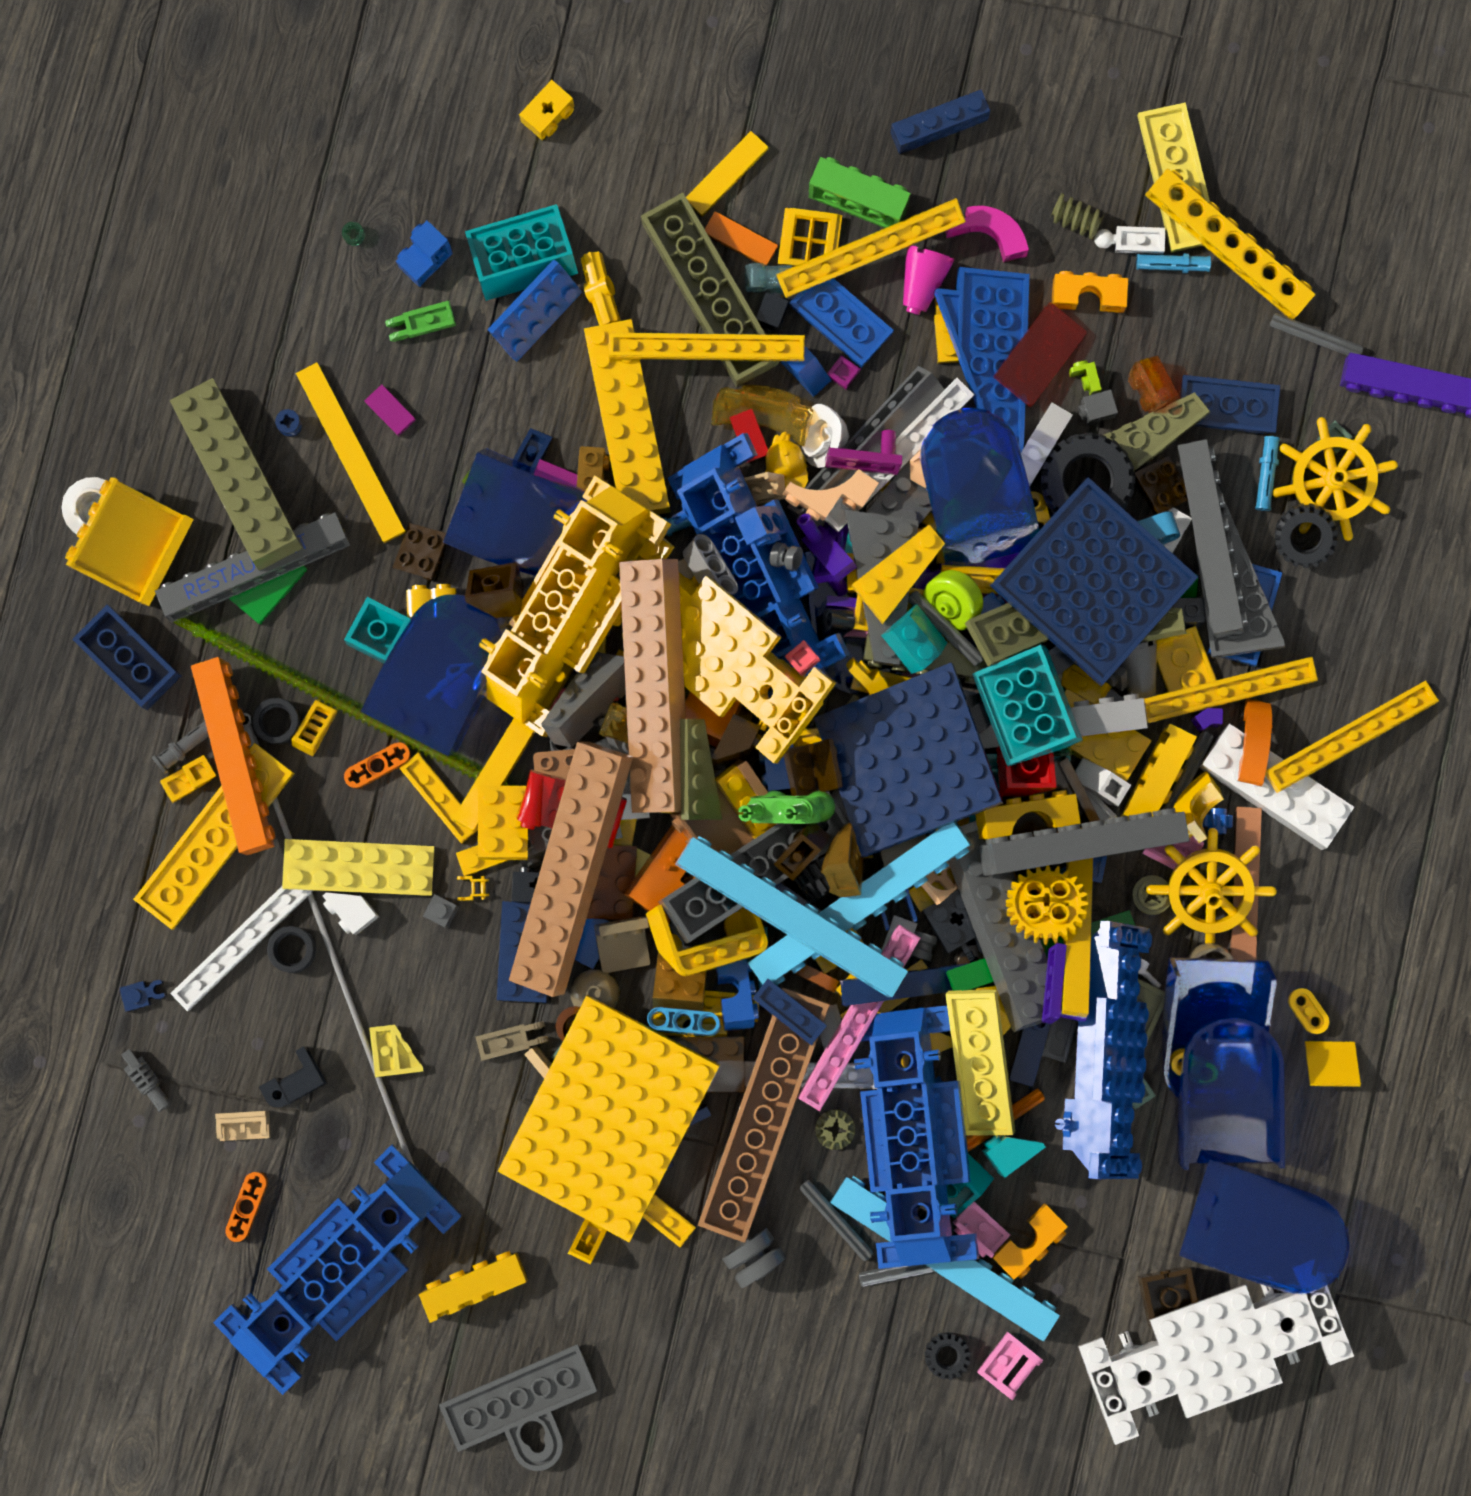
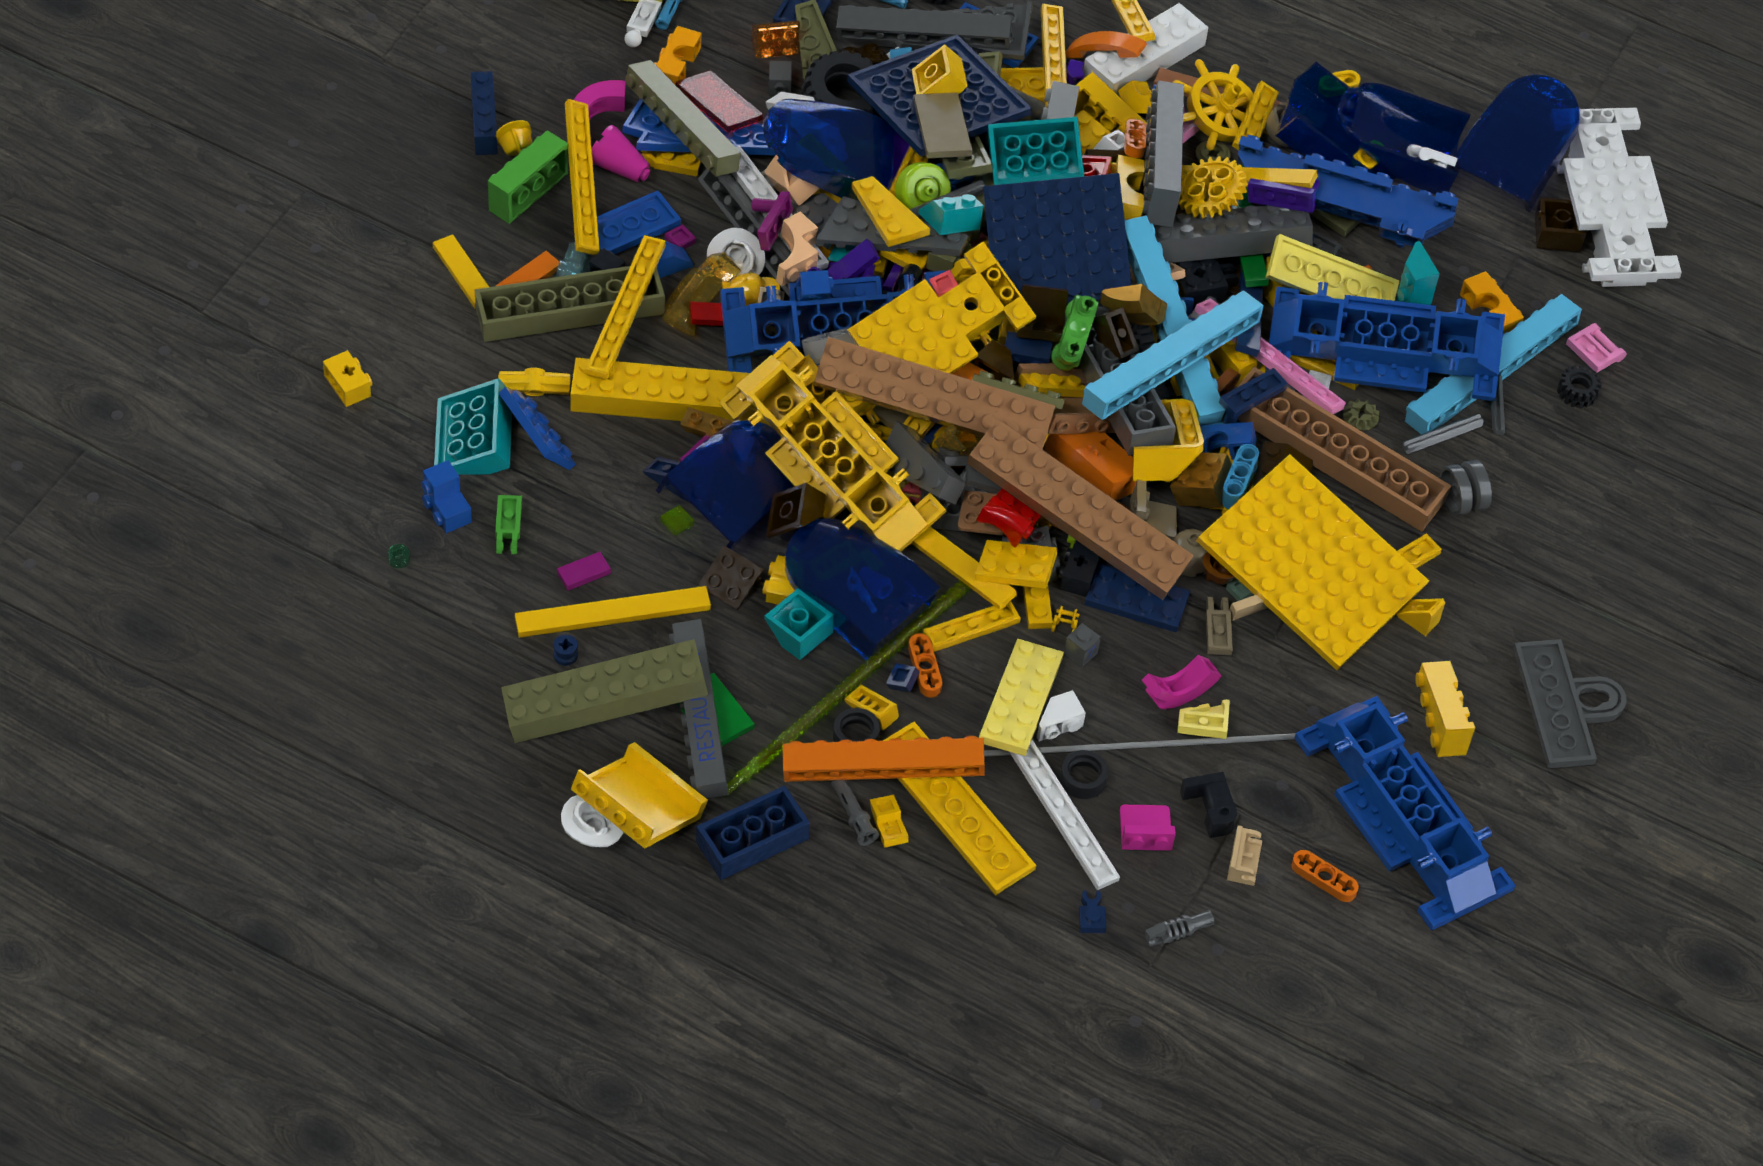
camera: 85 degrees left, 30 degrees down
(247, 1023) = (1146, 827): none -> dark pink bracket
(351, 748) = (902, 677): none -> dark blue plate
(419, 1018) = (1184, 685): none -> dark pink arch
(786, 556) = (846, 282): dark grey wheel -> none
(789, 228) = (541, 243): yellow piece -> none
(906, 168) = (514, 137): none -> yellow piece
(985, 324) = (683, 118): none -> brick
(1034, 596) = (942, 125): none -> dark tan tile
(1077, 216) = (606, 48): olive piece -> none
(1090, 380) = (751, 76): lime bracket -> none
(1108, 575) = (940, 73): none -> yellow slope
(1121, 799) = (1135, 138): none -> orange beam
(1207, 930) = (1257, 112): none -> yellow tile
(1213, 1143) = (1433, 156): none -> white plate
(1332, 1063) = (1390, 73): yellow piece -> none

